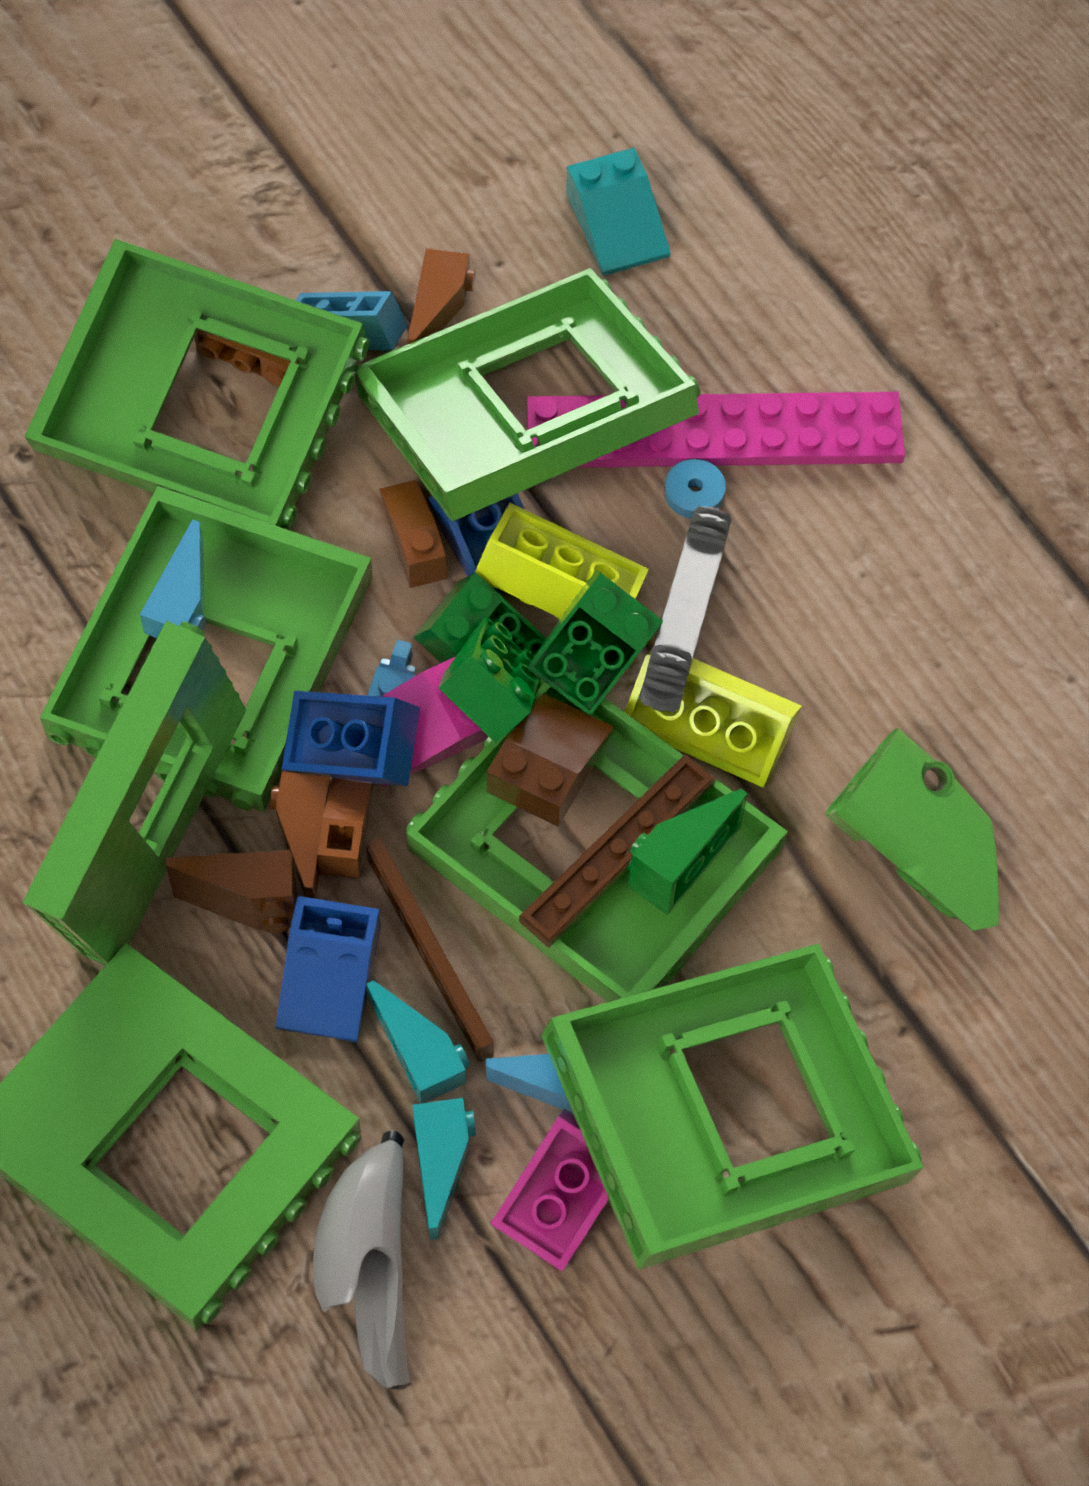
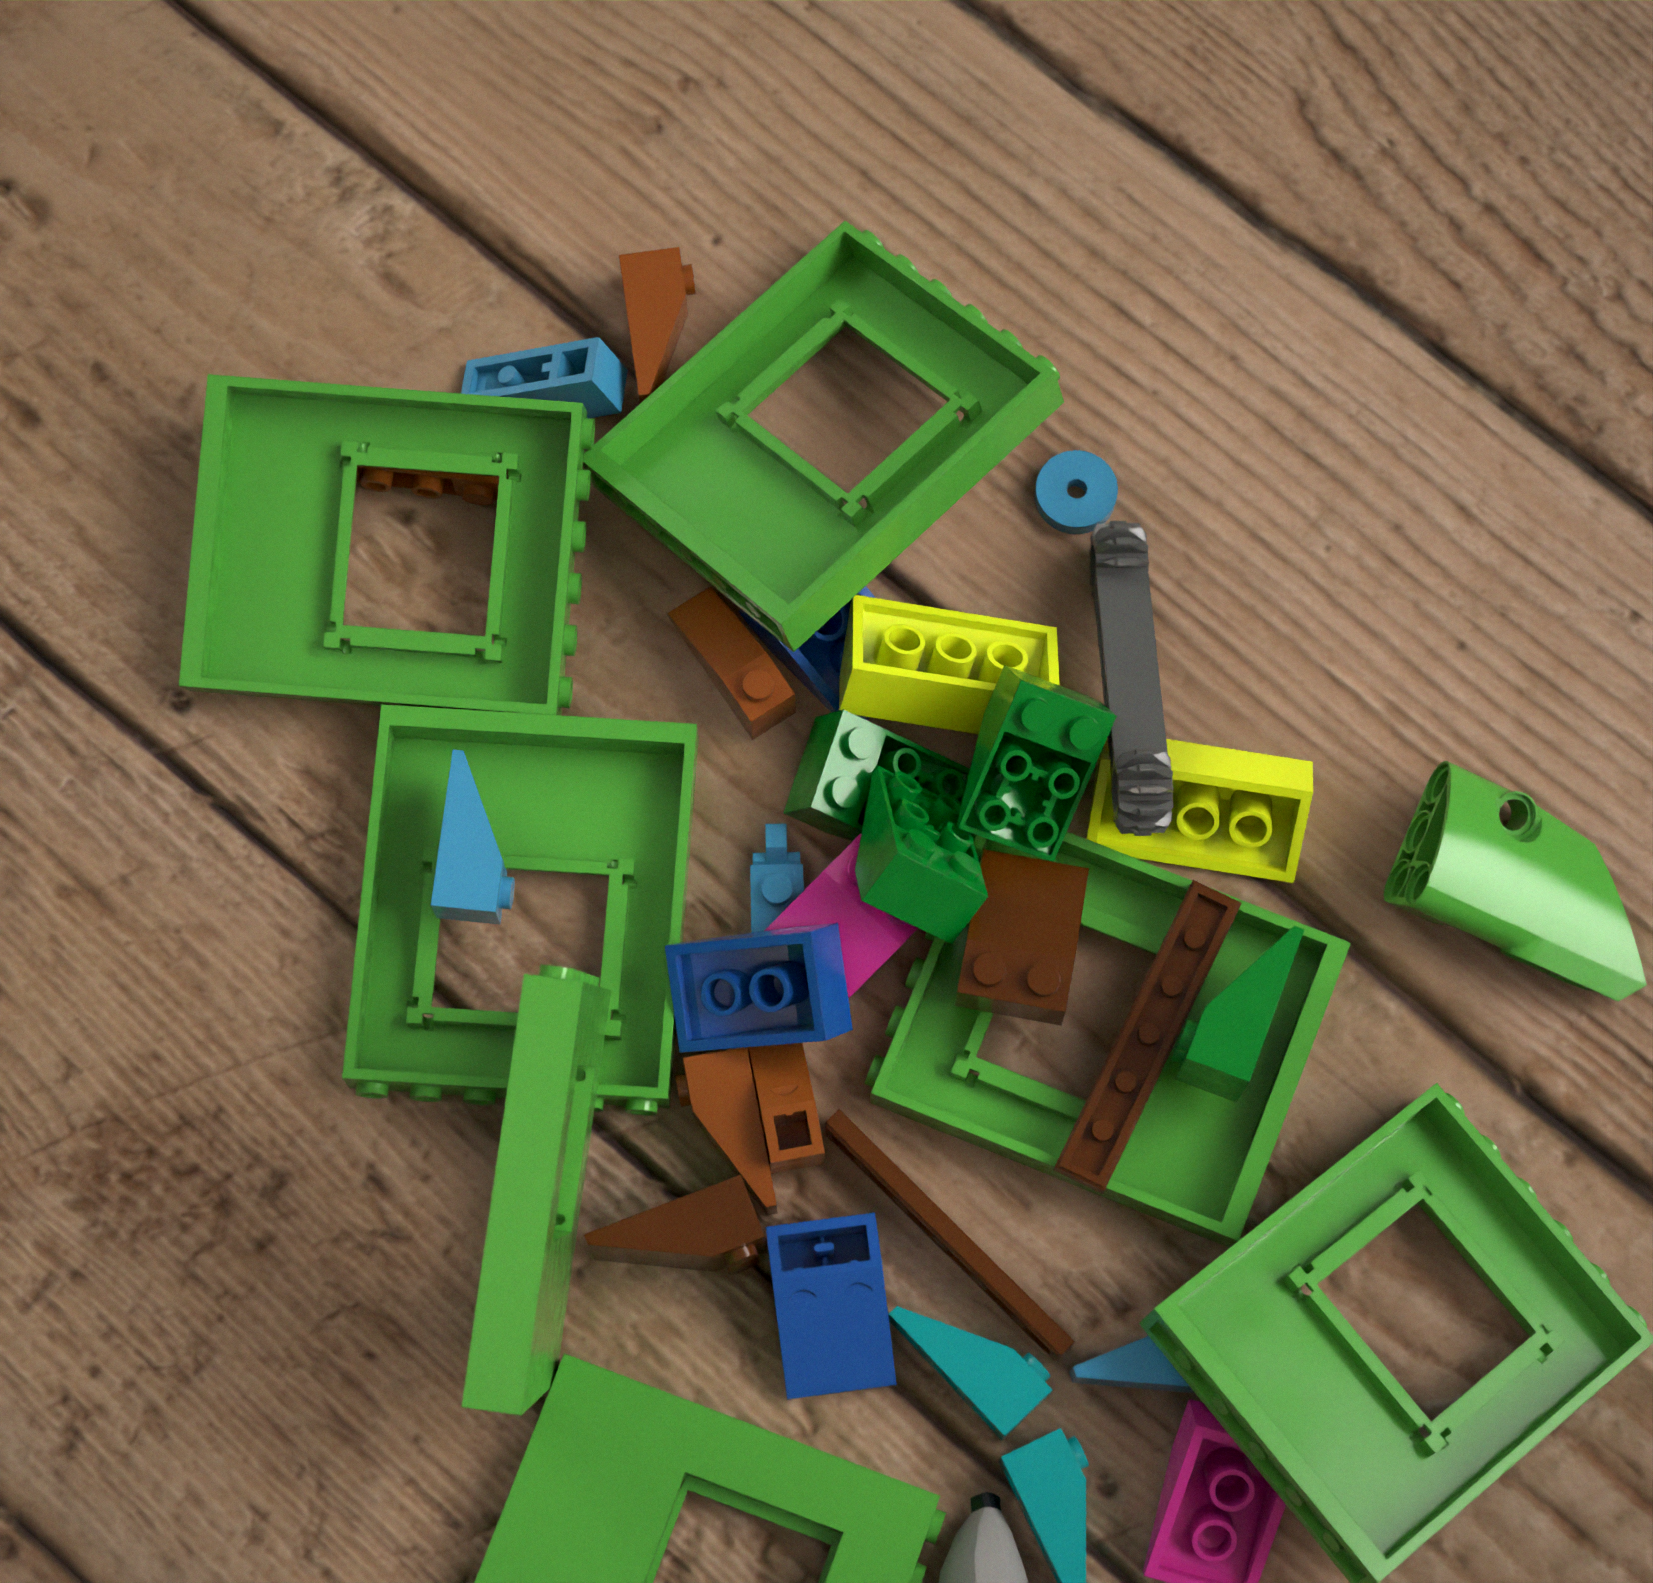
camera: 15 degrees left, 10 degrees up
(617, 211) = (849, 123): teal slope -> none
(758, 430) = (1124, 383): dark pink plate -> none

